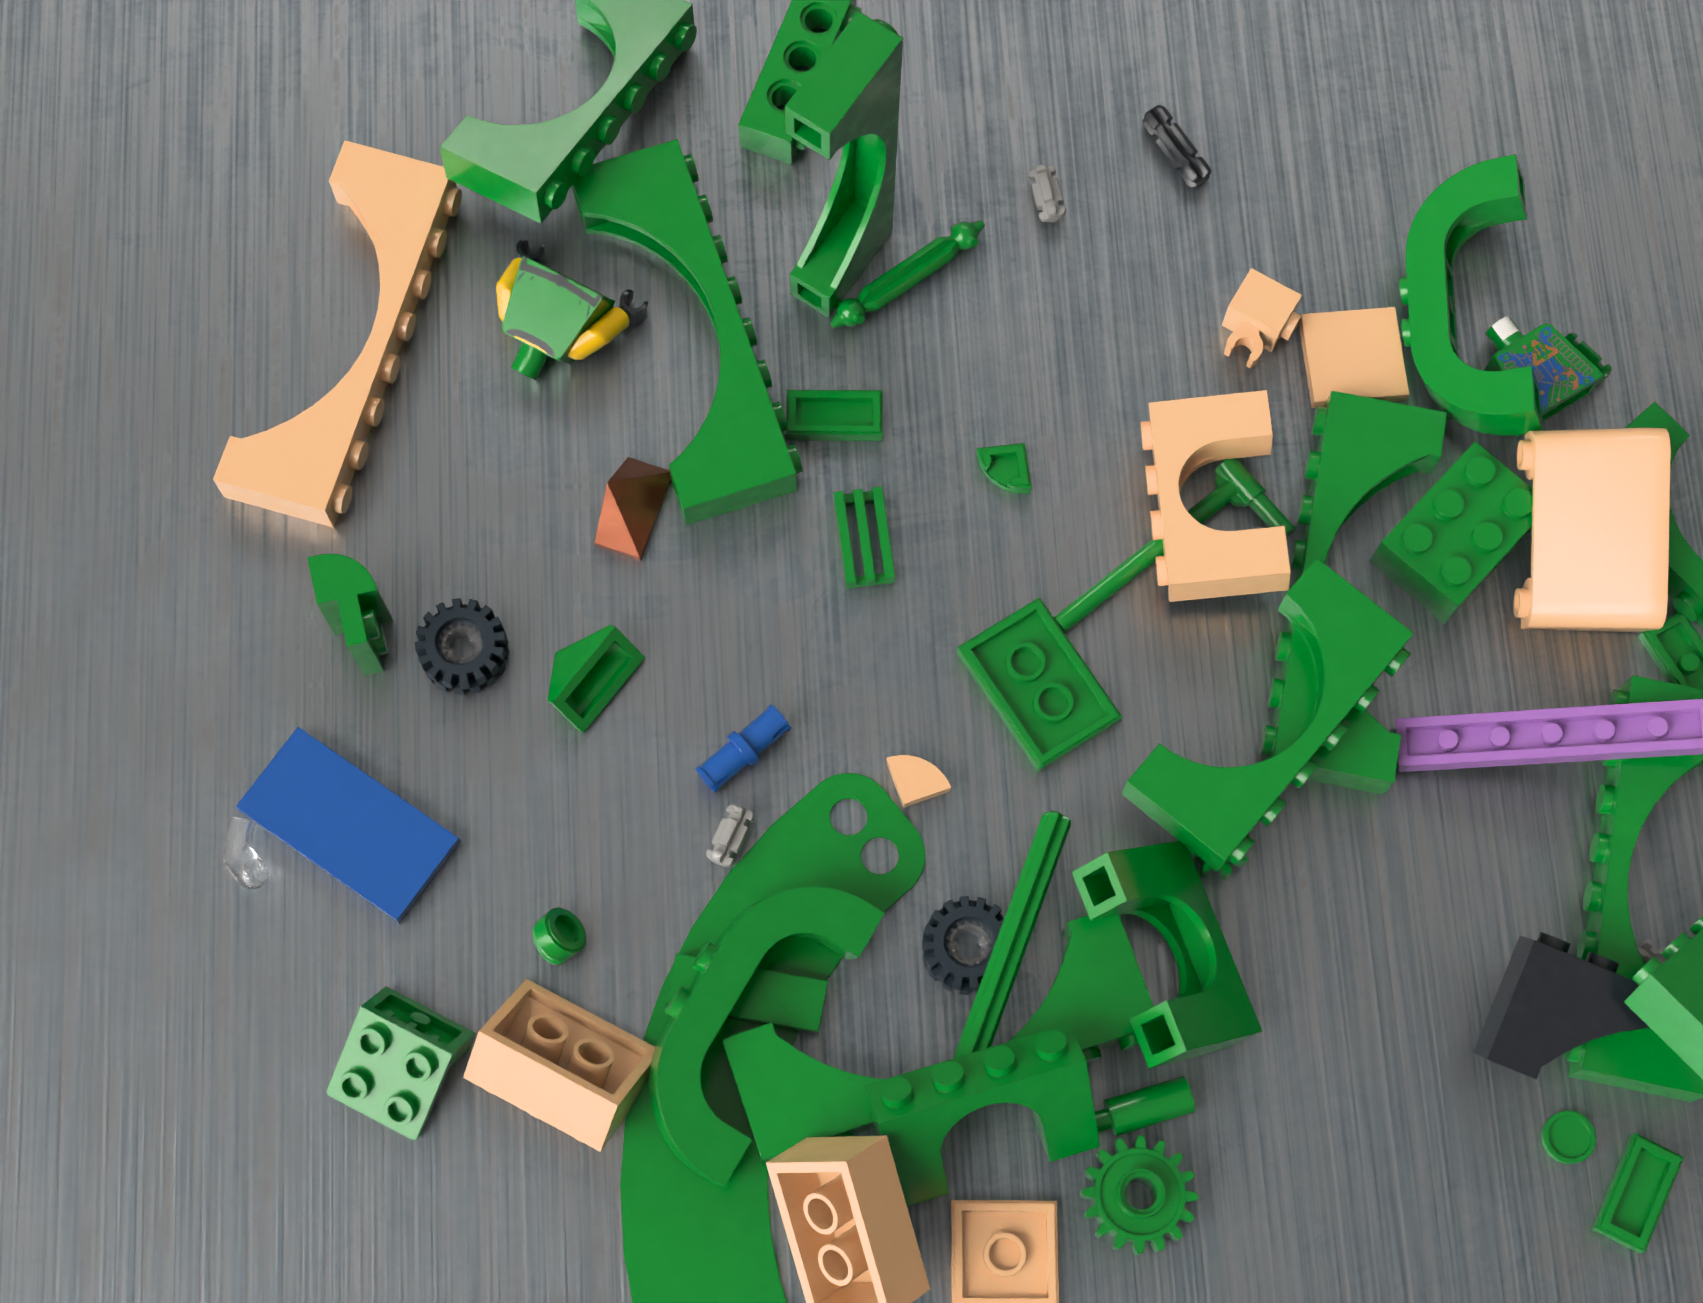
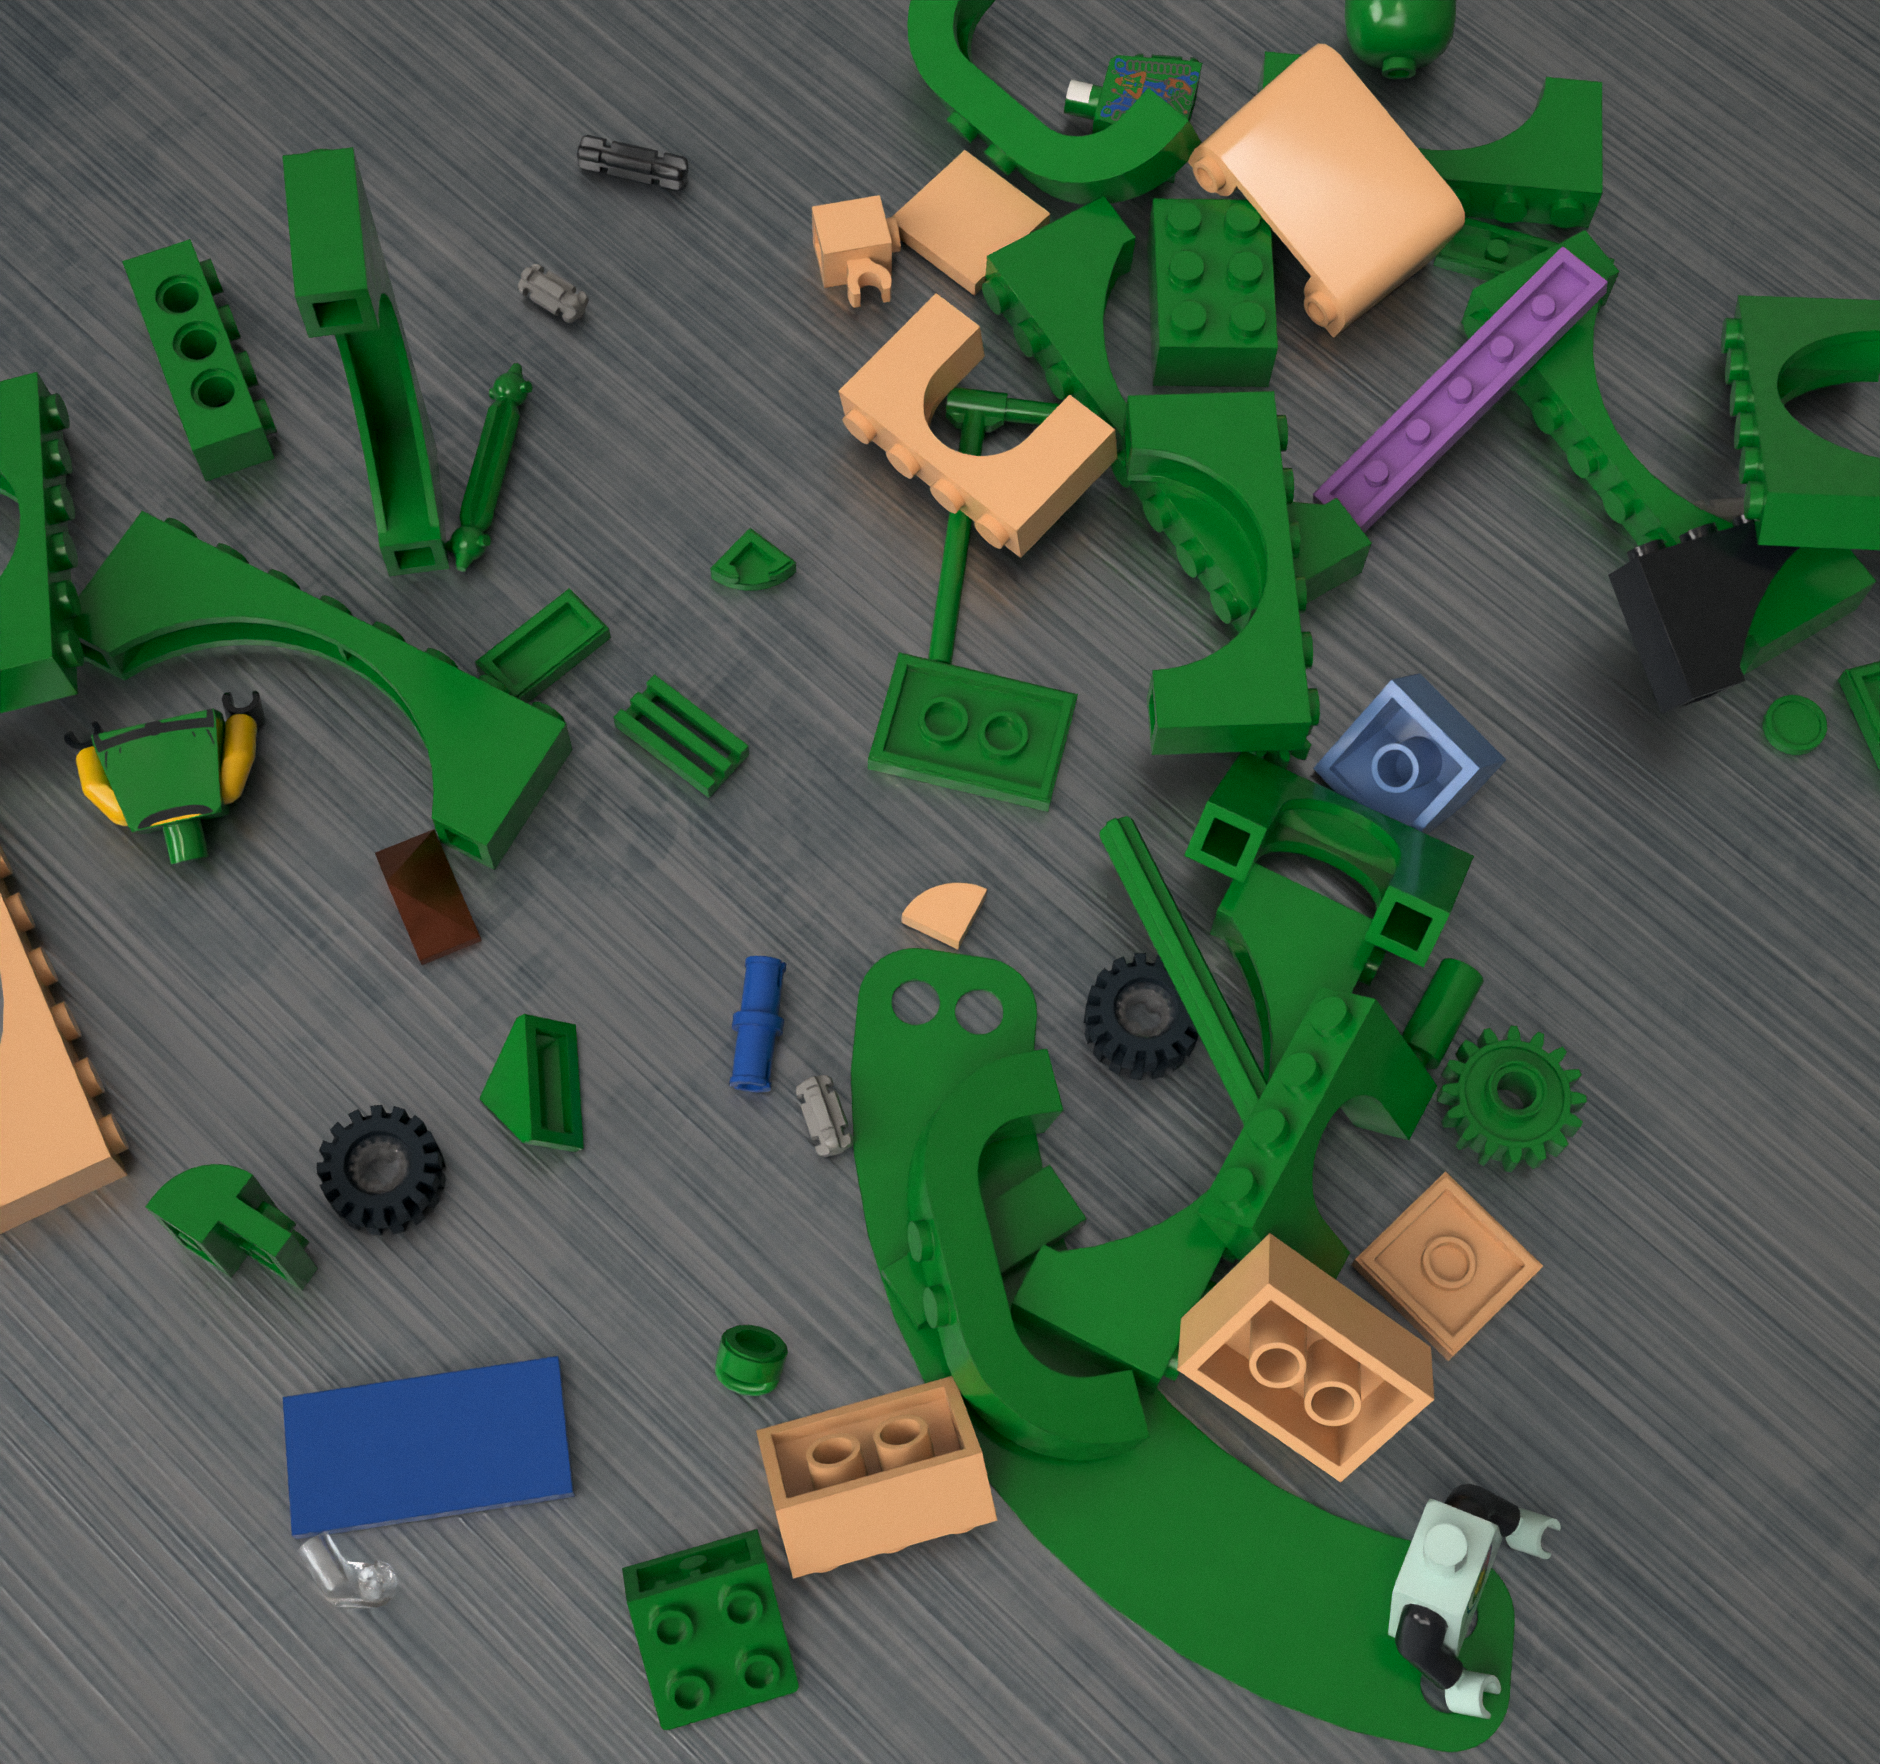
camera: 45 degrees left, 5 degrees down
(1288, 937) = (1410, 756): none -> medium blue slope

